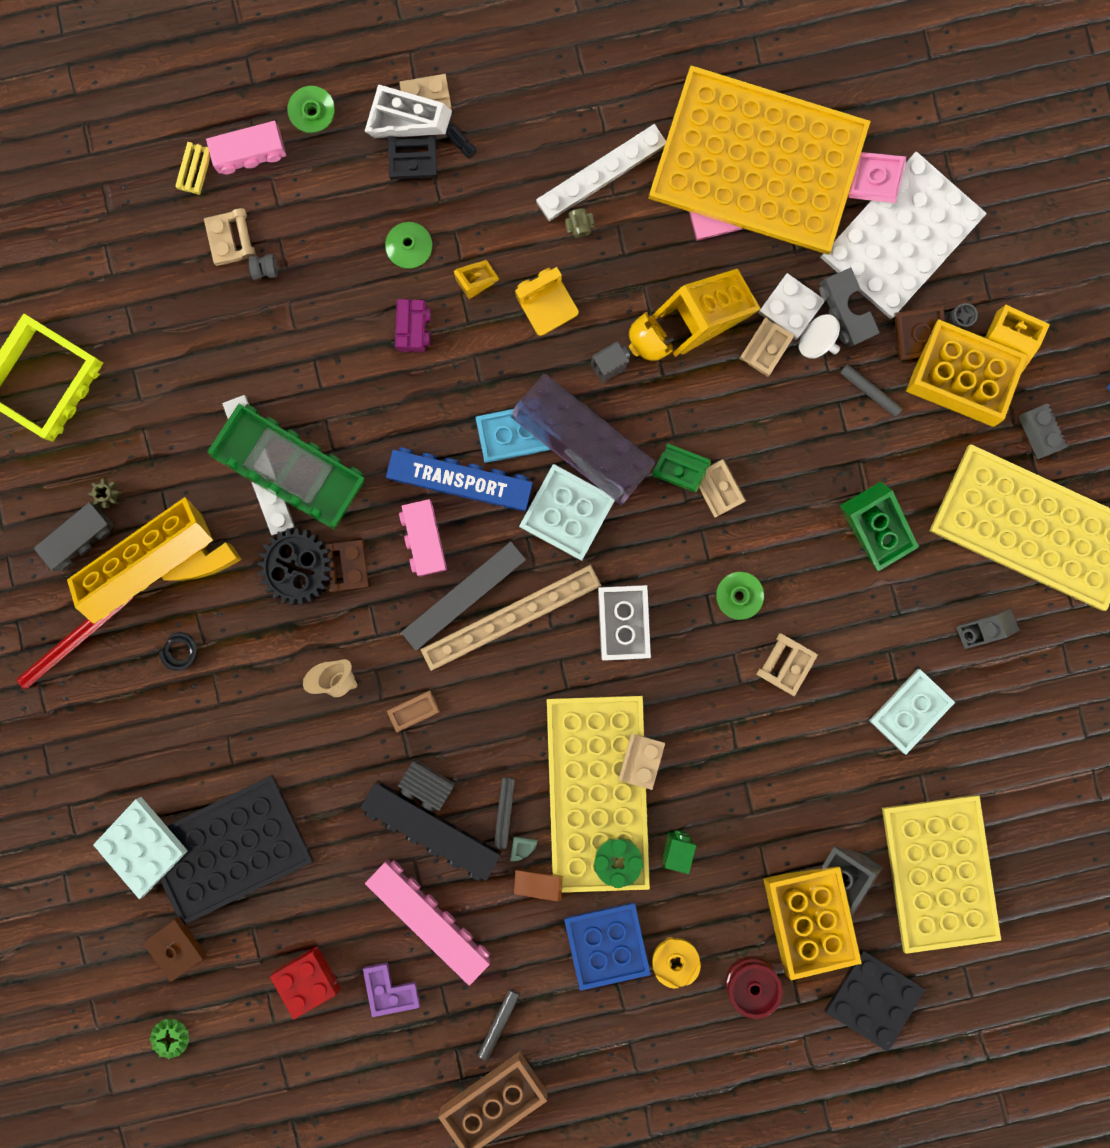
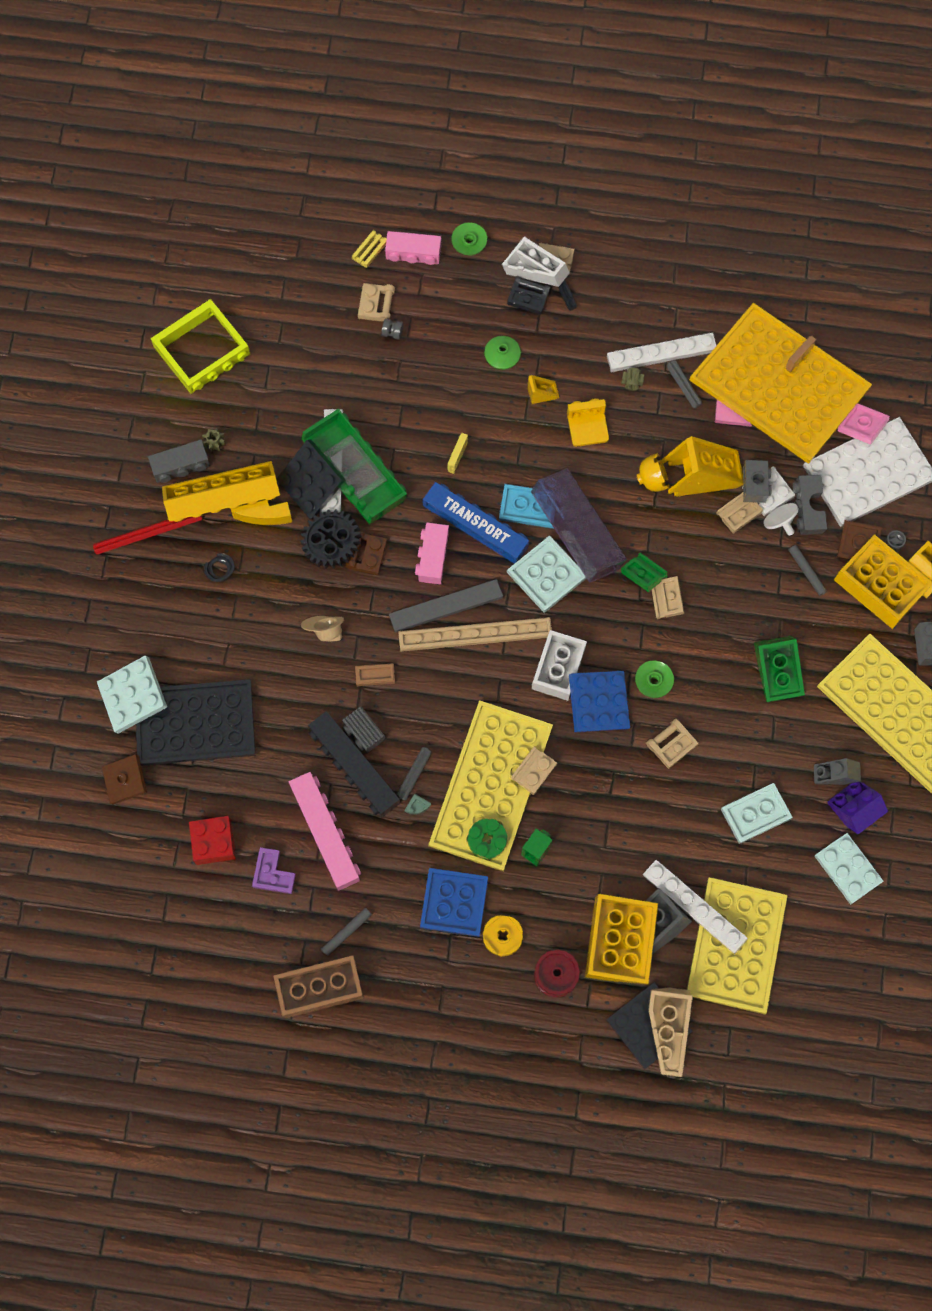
camera: 15 degrees right, 15 degrees down
(177, 1031) = (93, 854): bright green gear -> none
(241, 503) = (310, 479): none -> black plate
(404, 399) = (457, 453): none -> light yellow tile
(411, 325) = (482, 405): magenta brick -> none
(538, 885) = (419, 834): dark orange tile -> none
(610, 361) = (619, 478): dark grey brick -> none
(643, 205) = (684, 384): none -> dark grey axle
(686, 650) = (599, 701): none -> blue plate
(773, 114) = (803, 350): none -> medium nougat tile
(775, 318) = (752, 491): none -> dark grey brick
(881, 850) = (695, 907): none -> white plate
(901, 997) = (670, 1022): none -> tan wedge
(1024, 660) = (858, 806): none -> dark purple slope
(1036, 735) = (848, 868): none -> light aqua plate

